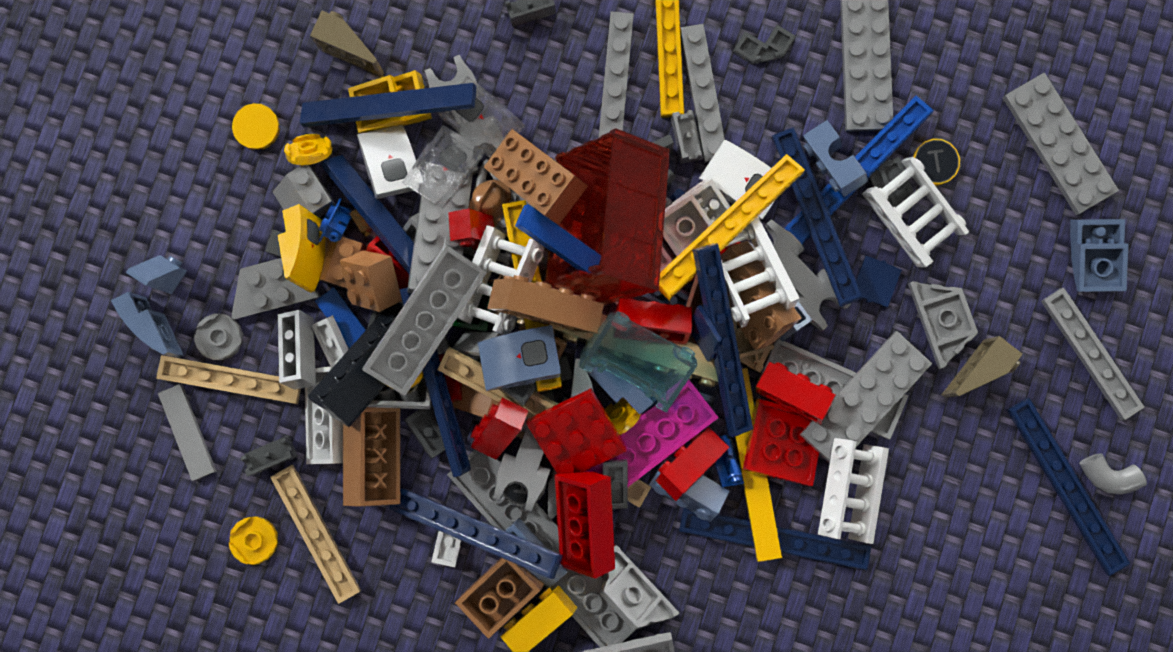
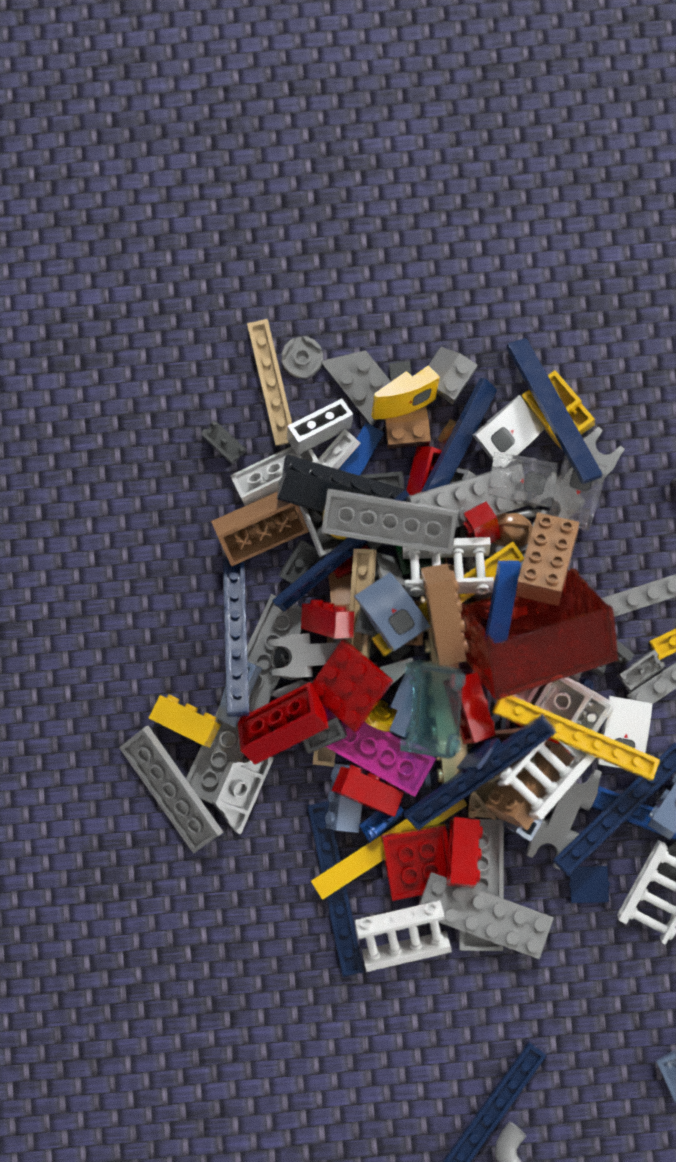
camera: 65 degrees right, 0 degrees up
(147, 324) = (288, 297): sand blue slope -> none
(159, 273) = (334, 288): sand blue slope -> none
(187, 432) = (214, 367): light grey tile -> none
(253, 540) = (150, 460): yellow tile -> none
(255, 126) = (489, 308): yellow tile -> none
(308, 149) = (488, 361): yellow tile -> none
(315, 534) = (177, 508): tan plate -> none
(336, 223) = (437, 412): blue hinge -> none
(337, 39) = (591, 345): dark tan slope -> none
(370, 280) = (402, 462): medium nougat brick -> none
(446, 550) = (210, 620): white plate -> none
(498, 595) = (193, 679): medium nougat brick -> none
(944, 319) = (582, 955): light grey wing -> none
(988, 362) = (561, 1007): dark tan slope -> none
(1092, 354) = (608, 1095): light grey plate -> none

